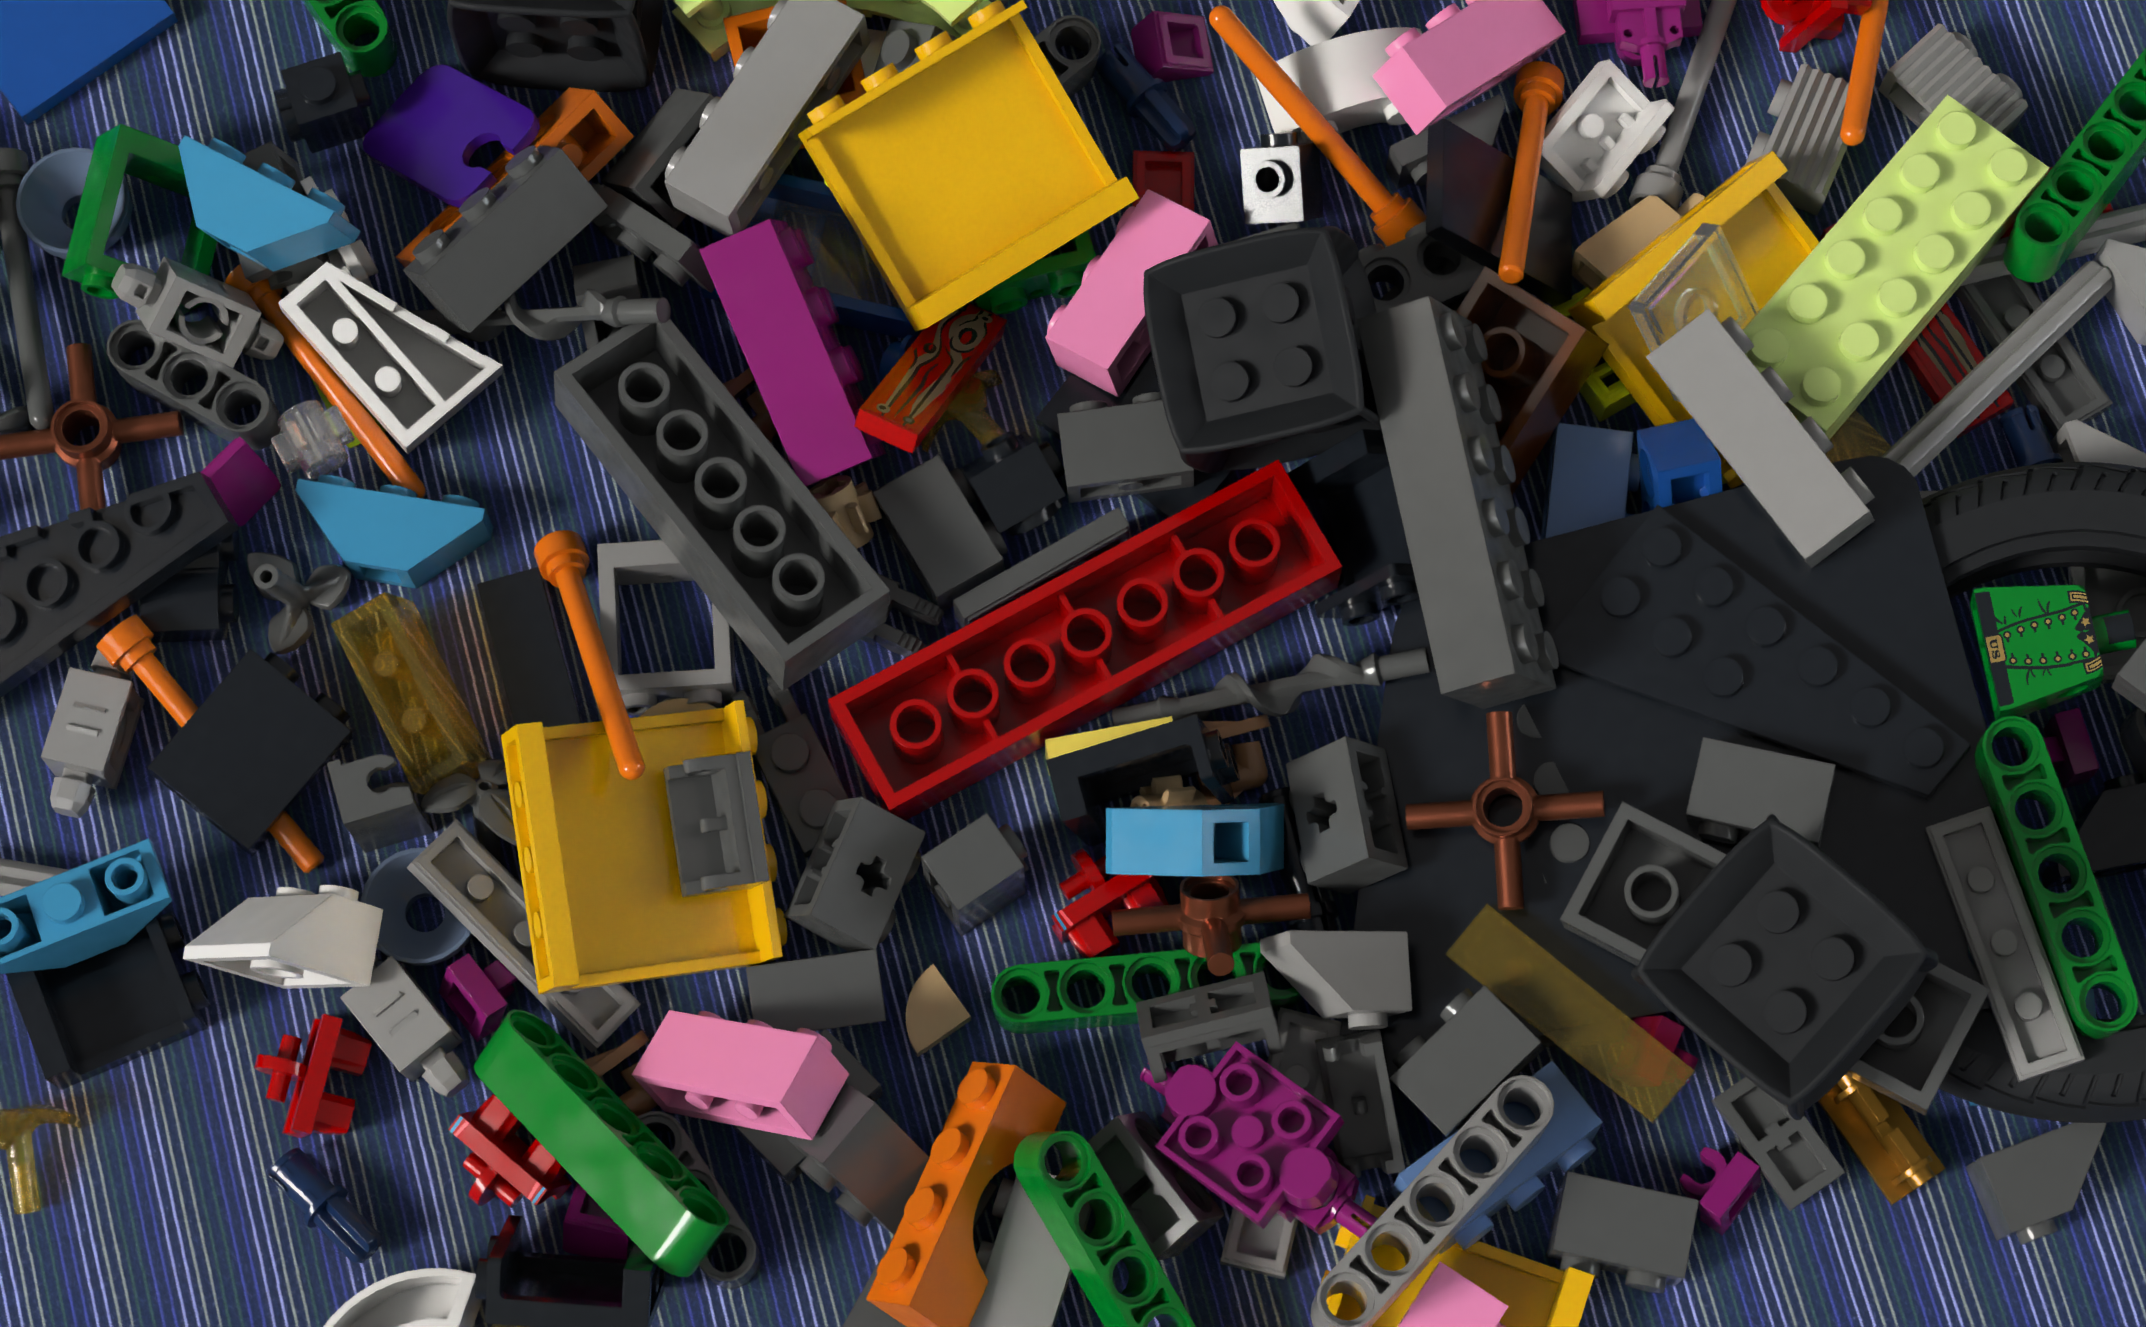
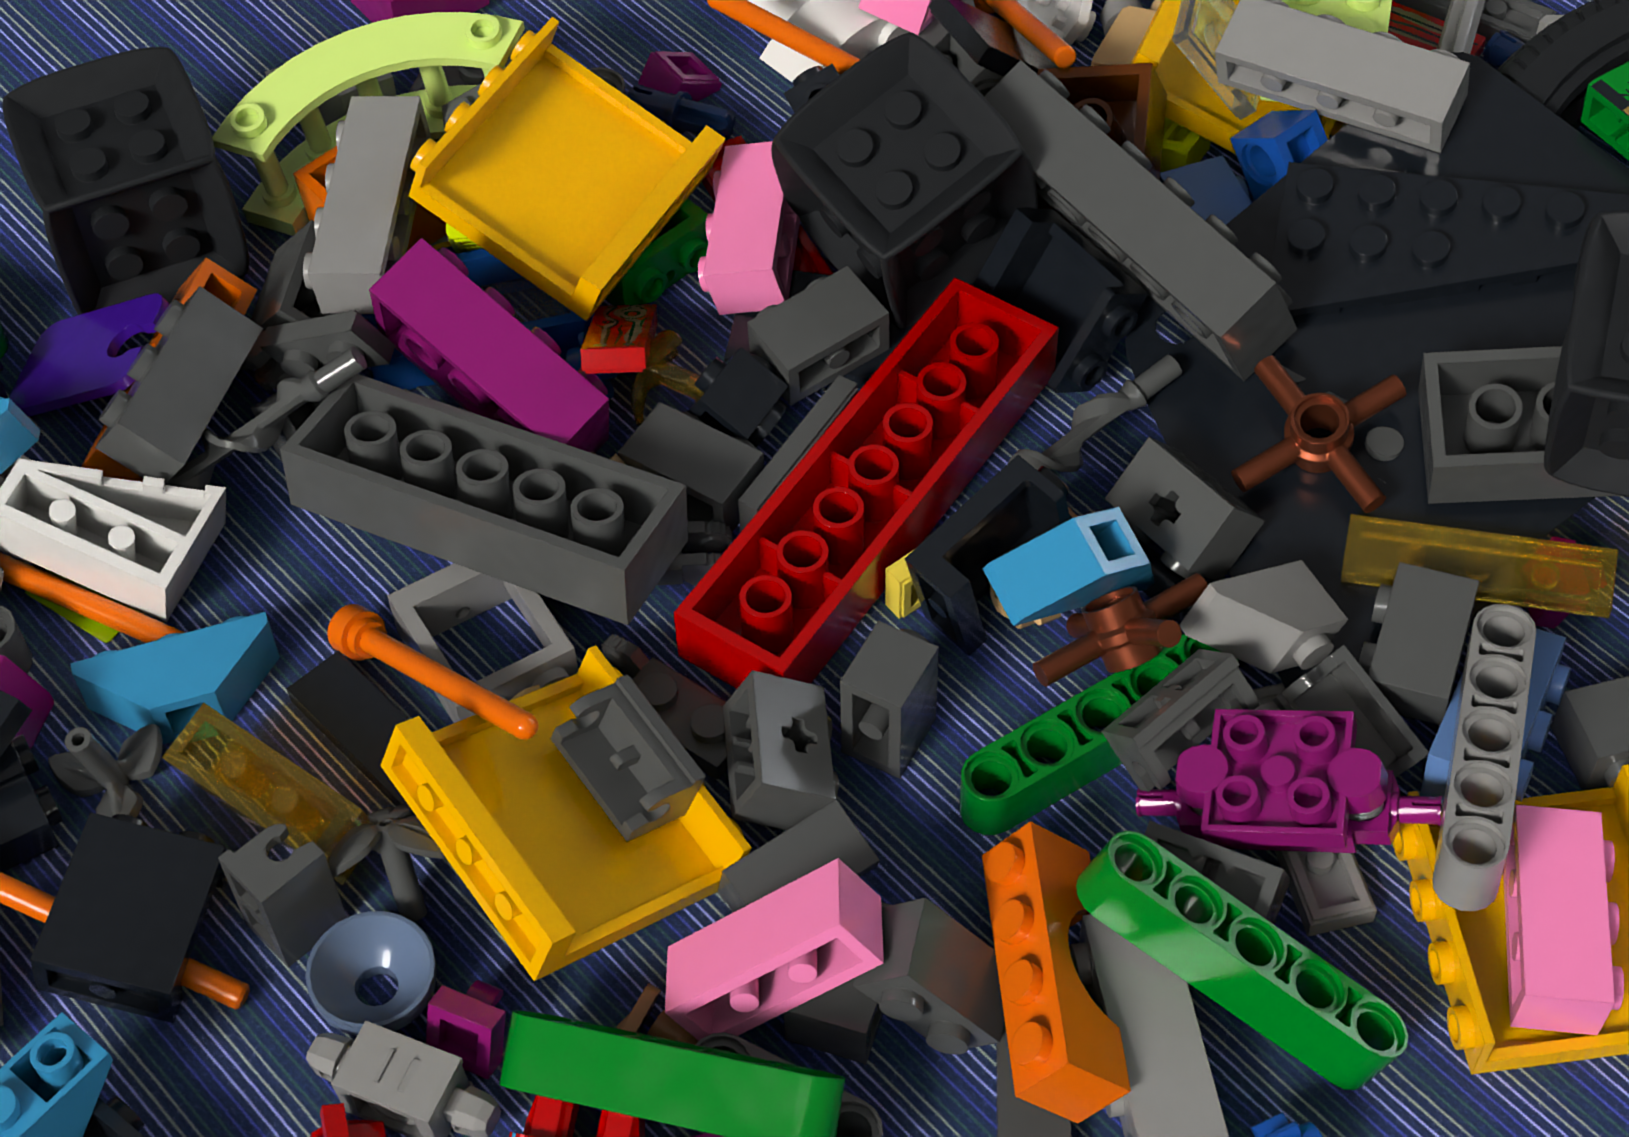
camera: 25 degrees left, 20 degrees down
(295, 939) = (261, 1052): white slope -> none
(312, 439) = (67, 634): clear gear -> none
(494, 911) = (467, 944): light grey tile -> none
(932, 1011) = (914, 845): tan tile -> none
(1084, 919) = (1008, 678): red hips -> none
(1744, 784) = (1515, 306): dark grey brick -> none

